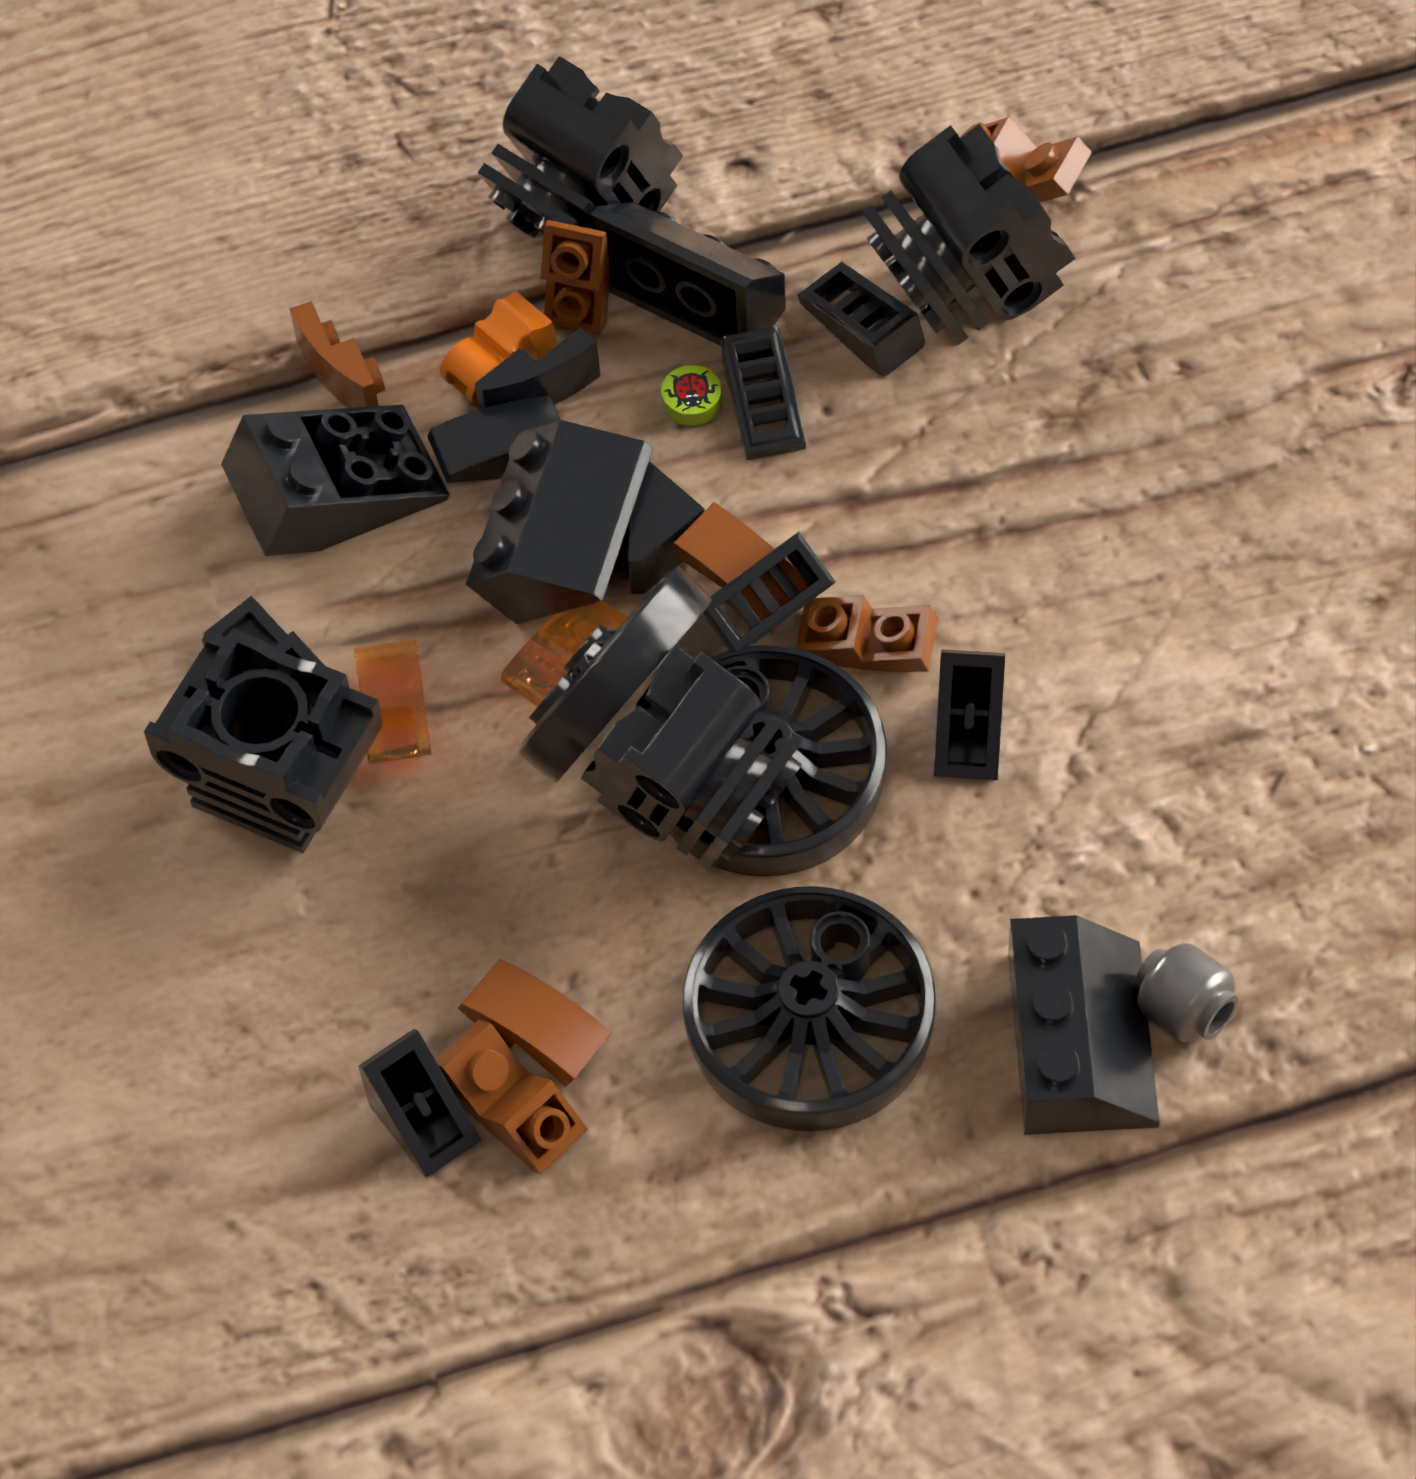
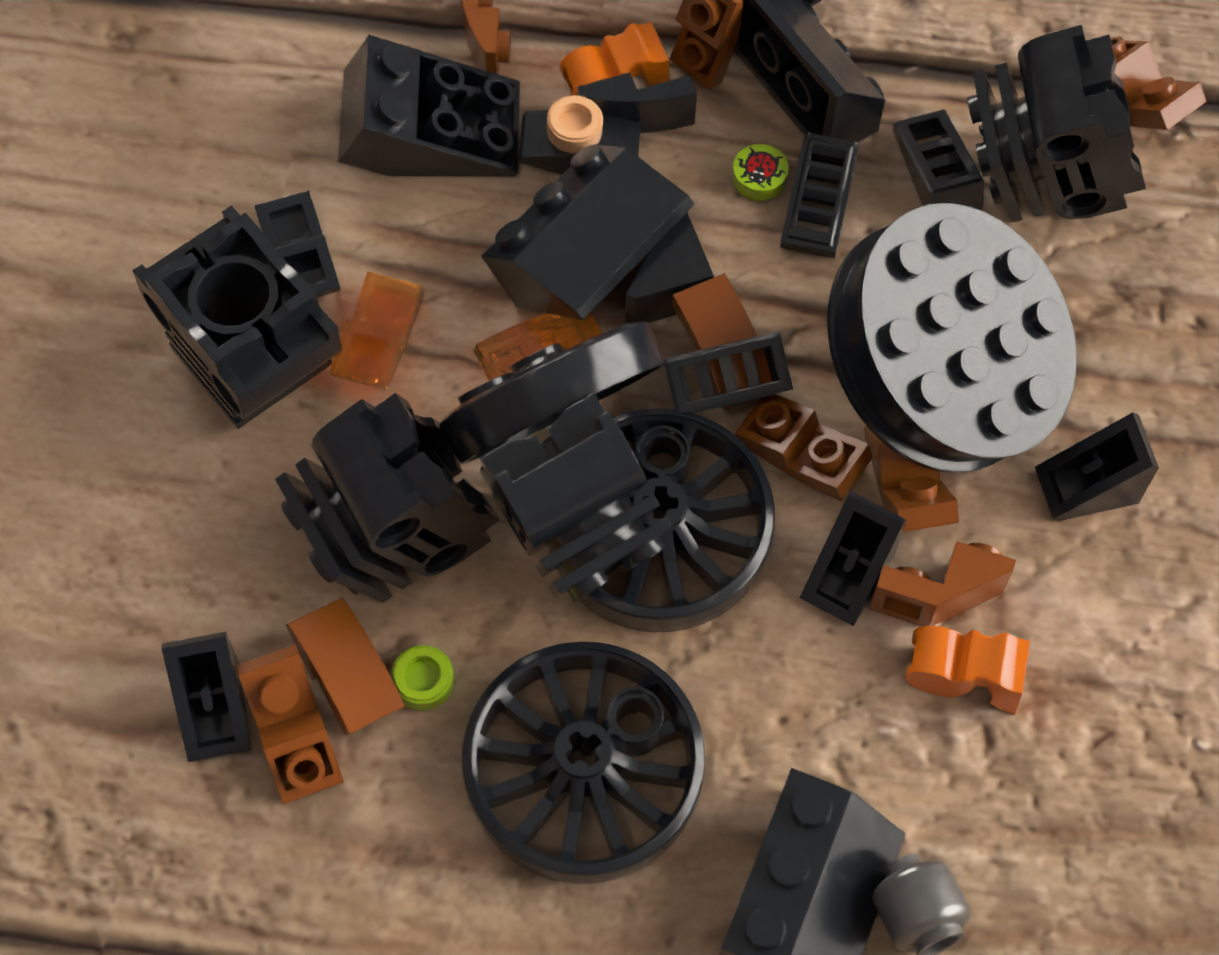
camera: 20 degrees right, 5 degrees up
(489, 421) = (574, 123): none -> light nougat tile
(505, 841) = (384, 500): none -> black piece
(615, 1000) = (423, 677): none -> lime tile
(965, 470) = (951, 338): none -> wheel
(977, 614) = (911, 489): none -> dark orange slope
(1085, 689) = (971, 578): none -> dark orange slope
(1108, 770) = (956, 663): none -> orange leg
(1159, 539) = (1100, 471): none -> black slope

